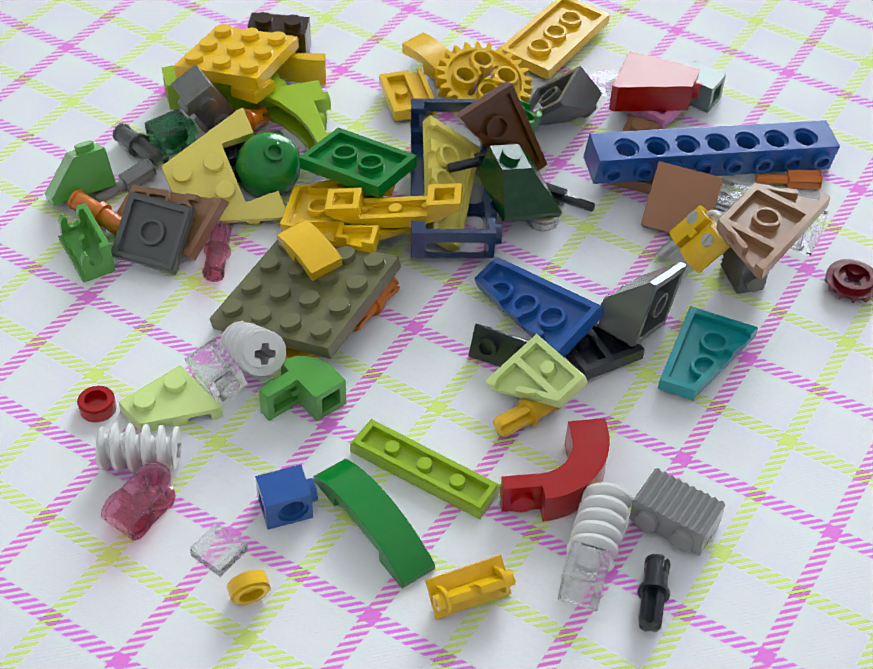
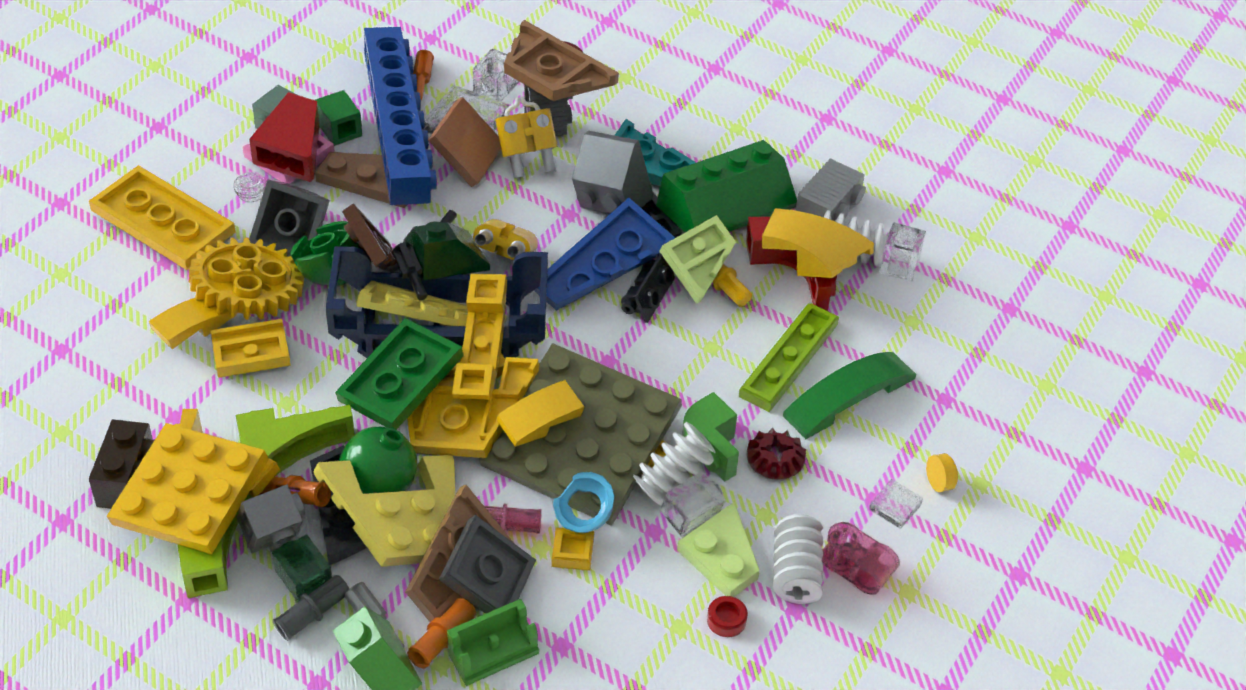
camera: 90 degrees left, 0 degrees up
(184, 298) = (572, 549): none -> yellow tile
(207, 286) = (585, 482): none -> medium azure piece
(286, 496) = (842, 448): blue brick -> none
(303, 449) = (766, 463): none -> dark red gear
(469, 586) = (930, 332): yellow hinge -> none
(548, 233) = (504, 238): none -> yellow piece
(553, 459) = (820, 243): none -> yellow slope
(651, 406) = (729, 185): none -> green slope
(653, 592) = (907, 216): black axle -> none
(704, 114) = (339, 117): none -> green brick

